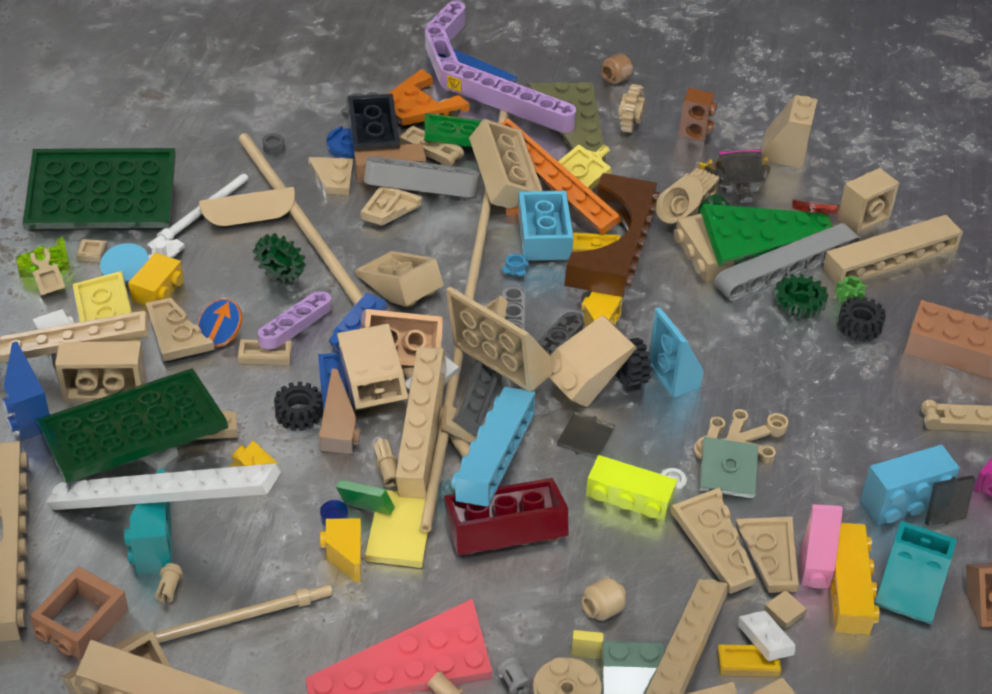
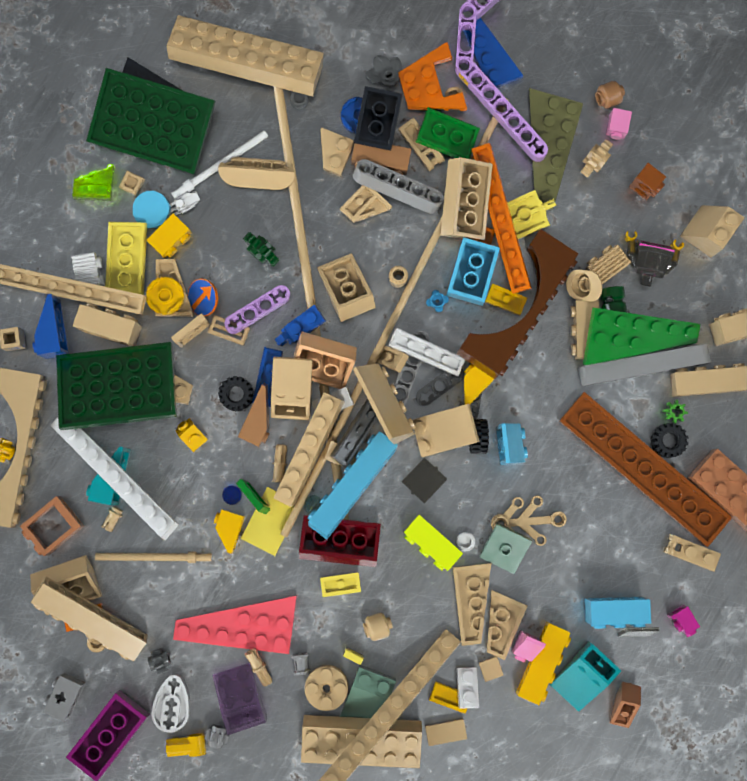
camera: 20 degrees right, 40 degrees up
(47, 277) = (91, 208): tan plate -> none
(170, 330) = (165, 295): none -> yellow tile
(196, 115) = (245, 55): none -> tan brick
(216, 349) = (191, 330): none -> tan tile
(458, 248) = (401, 271): none -> tan brick
(528, 298) = (426, 352): none -> white tile
(529, 568) = (340, 584): none -> light yellow plate
(640, 78) = (618, 123): none -> bright pink brick
(802, 295) = (636, 410): dark green gear -> none
(815, 206) = (693, 315): clear red tile -> none
(852, 352) = (645, 469): none -> dark orange plate

